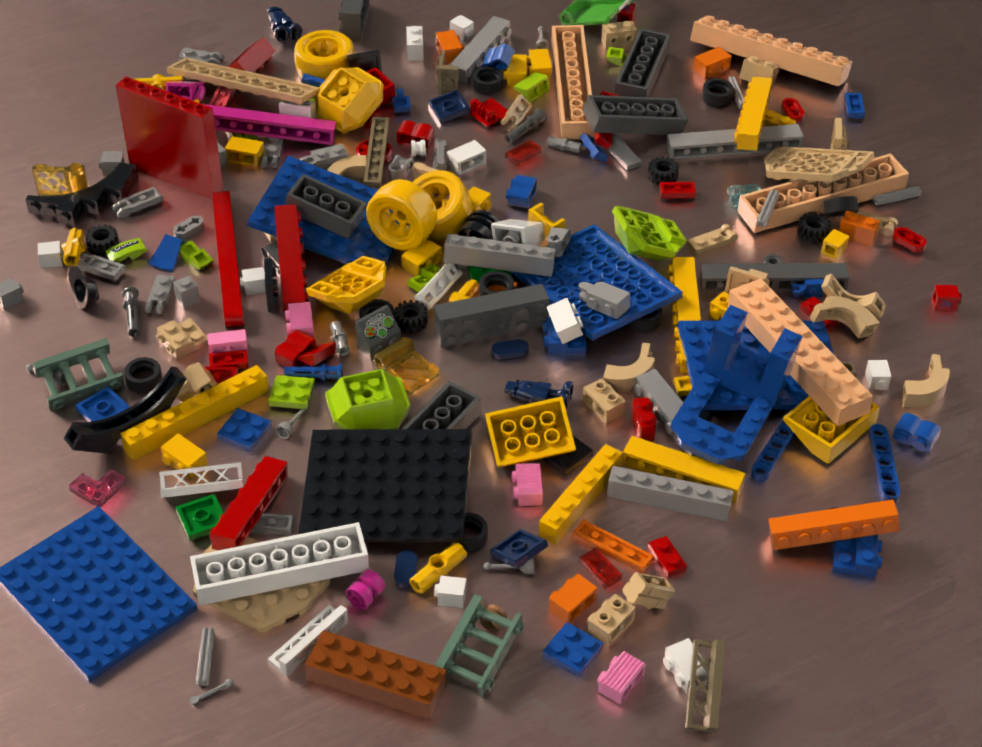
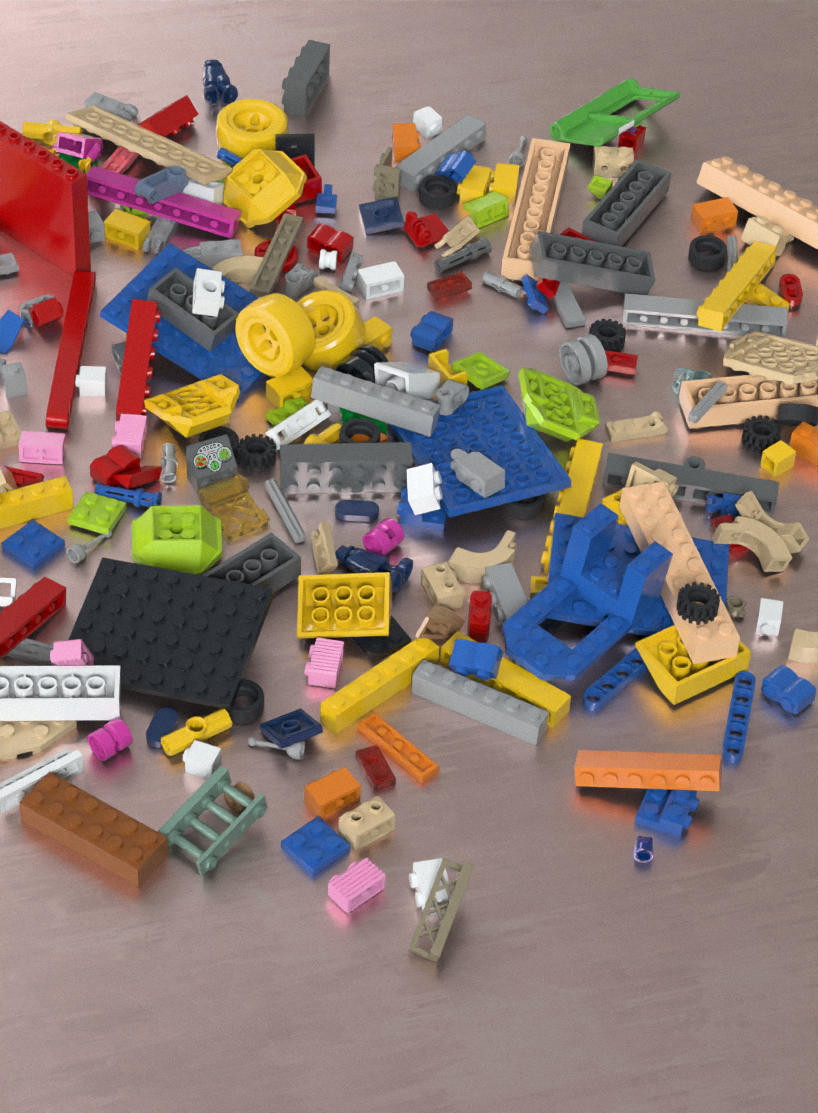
camera: 10 degrees right, 0 degrees up
(194, 256) = (35, 341): lime slope -> none
(198, 230) = (46, 312): none -> red brick
(229, 359) = (43, 464): red plate -> none
(266, 109) = (162, 184): none -> sand blue piece
(271, 284) = (107, 388): black plate -> none
(312, 520) = (71, 653): none -> bright pink brick
(336, 189) = (207, 292): none -> white brick
(414, 43) = (365, 132): white brick -> none
(450, 360) = (285, 511): none -> light grey axle
(494, 387) = (324, 549): none -> tan hinge
(541, 367) = (384, 537): none -> dark pink wheel
(575, 215) = (481, 370): none -> lime plate
(614, 432) = (440, 624): none -> medium nougat slope
(648, 591) = (415, 800): tan brick -> none
(654, 192) = (583, 359): none -> light grey wheel
(658, 457) = (476, 659): none -> blue brick
(667, 556) = (454, 769): red plate -> none
(828, 381) = (700, 594): none -> black tyre
(851, 594) = (643, 849): none -> clear blue hose

